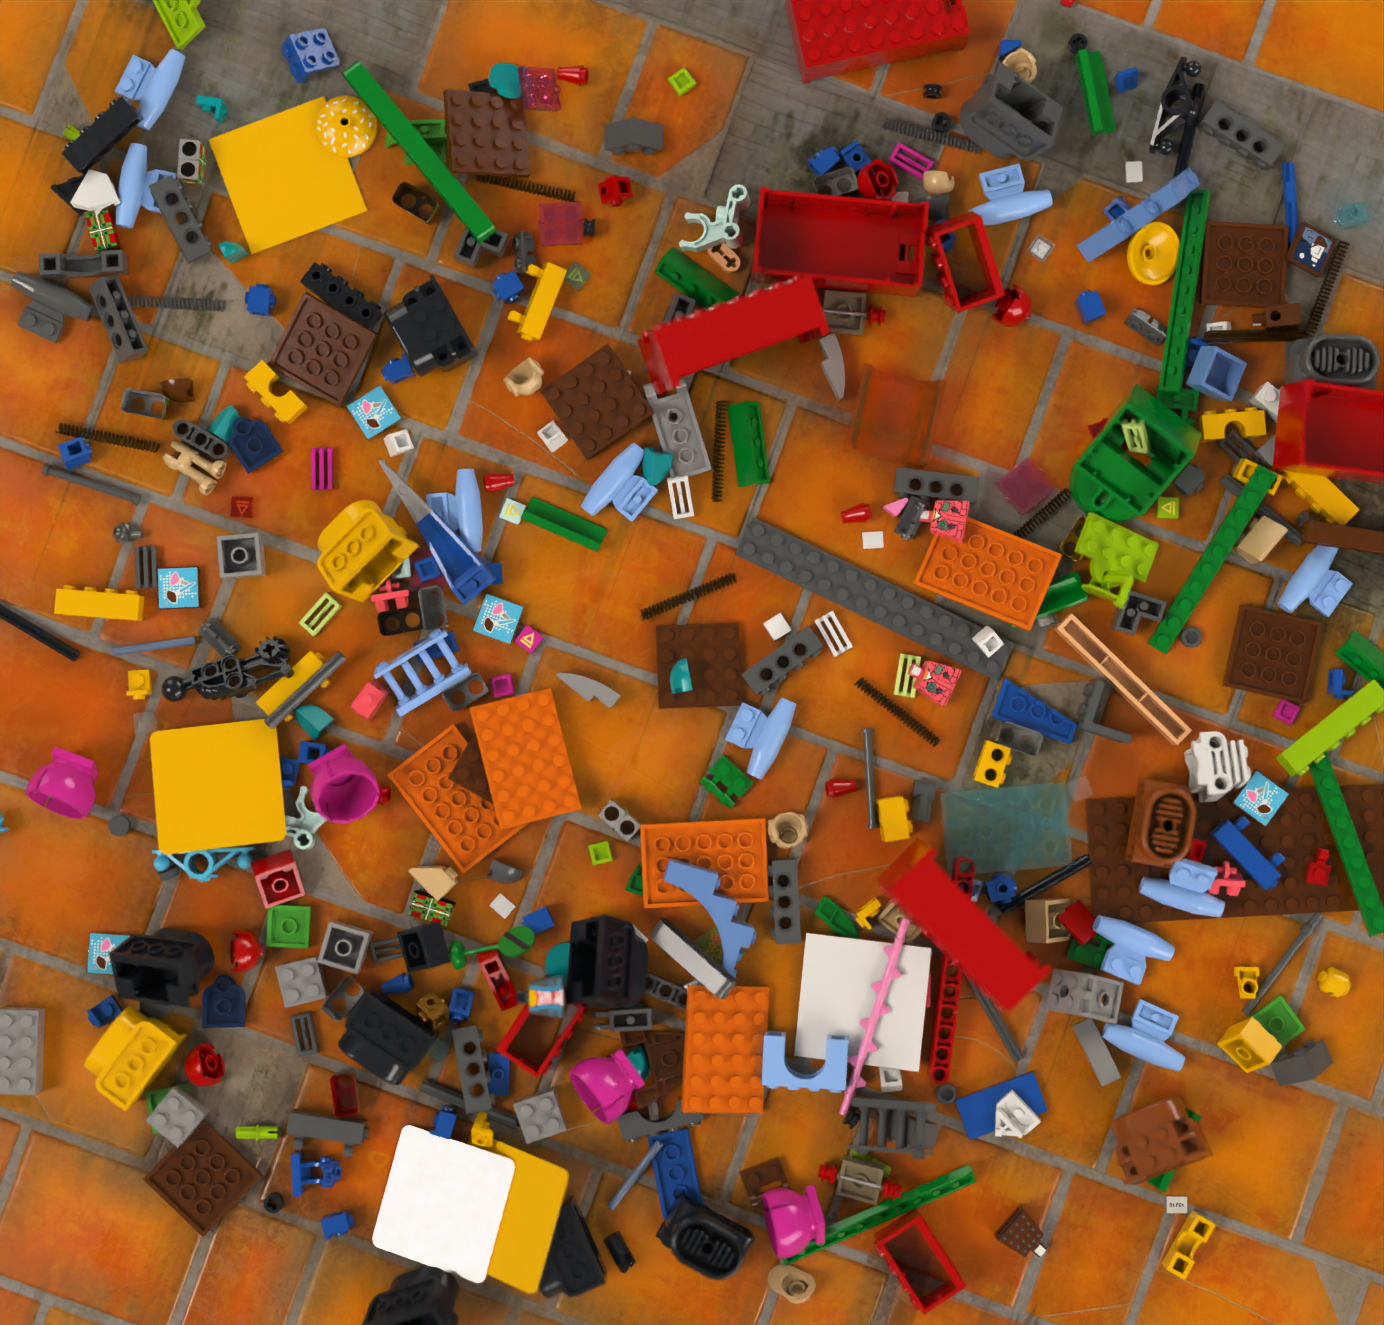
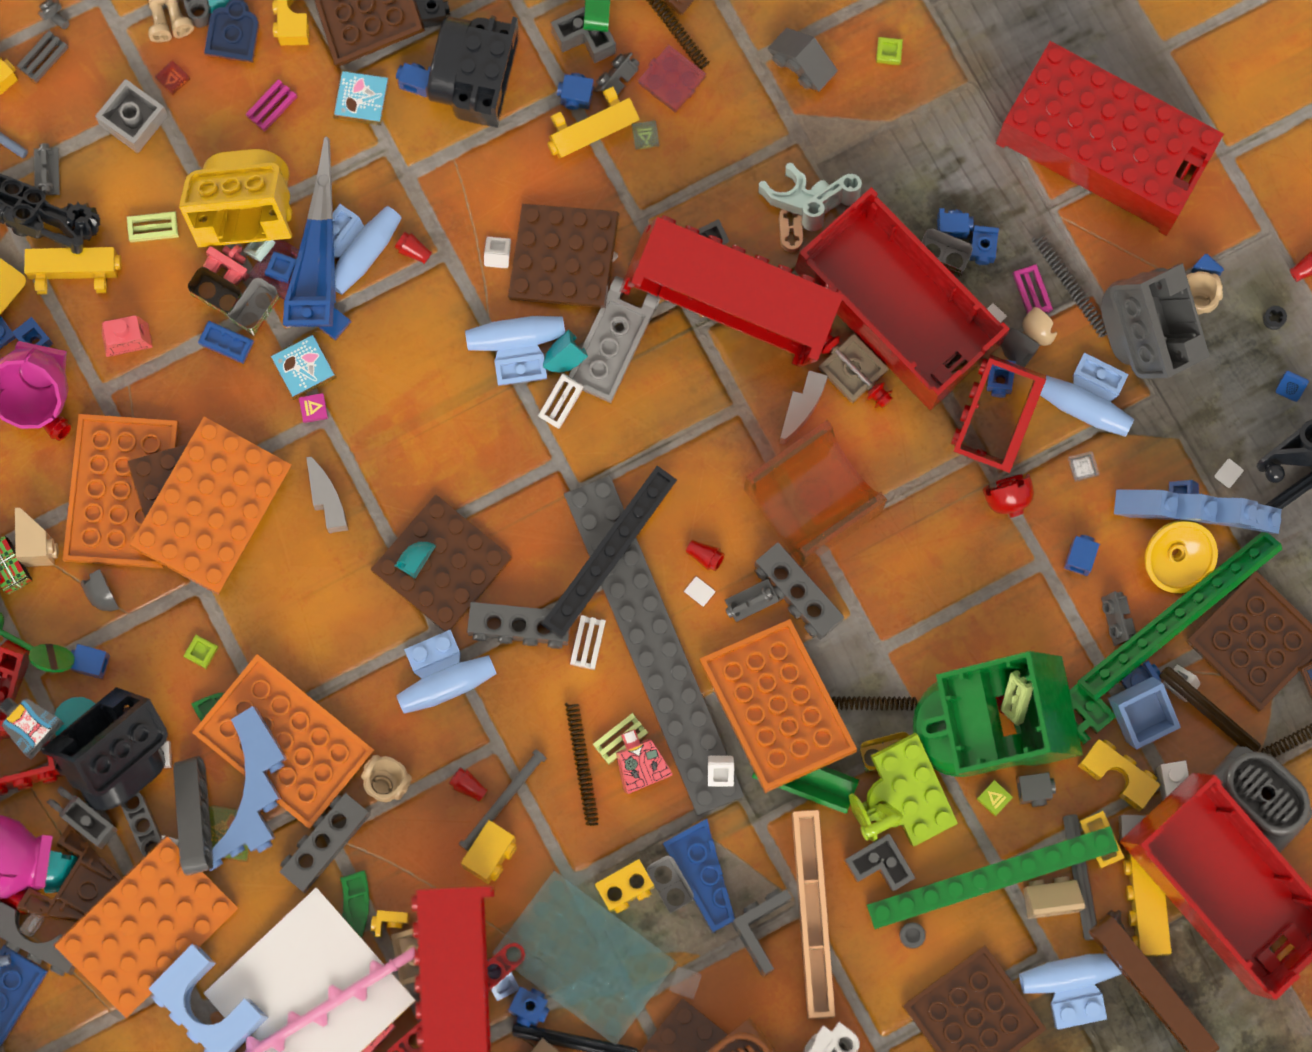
camera: 40 degrees right, 10 degrees down
(179, 587) = (53, 98): medium azure tile -> none
(305, 689) = (77, 276): dark grey axle -> none
(313, 720) = (60, 310): teal brick -> none
(398, 442) = (358, 141): white slope -> none
(423, 692) = (177, 370): light blue fence -> none
(465, 689) = (198, 389): light grey piece -> none
(502, 685) = (252, 428): dark pink tile -> none
(502, 905) = (70, 621): white sticker -> none
(512, 511) = (402, 285): light aqua tile -> none
(525, 378) = (518, 180): tan hair -> none
(564, 524) = (437, 336): green panel -> none
(589, 228) = (693, 102): black bush -> none
(615, 190) = (744, 89): red brick -> none
(622, 817) = (248, 633): light grey piece -> none
(653, 611) = (489, 495): dark brown piece -> none
(693, 279) = (743, 218): green panel -> none
(715, 492) = (631, 390): dark brown piece -> none
(731, 777) = (379, 688): green plate -> none
(748, 444) = (665, 409): green panel -> none
(777, 627) = (542, 591): white slope -> none
(799, 566) = (609, 552): none -> black plate
(877, 180) = (986, 278): red cylinder -> none
(896, 507) = (746, 579): bright pink slope -> none
(923, 795) = (536, 859): dark grey piece -> none
(932, 91) = (1105, 246): black bush -> none
(943, 116) = (1096, 278): black bush -> none
(948, 519) = (782, 628): coral torso -> none
(1024, 486) = (879, 662): clear pink plate -> none
(1047, 621) = (791, 802): clear tile -> none
(1095, 92) = (1254, 374): green panel -> none
(1239, 439) = (1104, 783): dark grey tile -> none
(1288, 317) = (1255, 720): reddish brown torso -> none

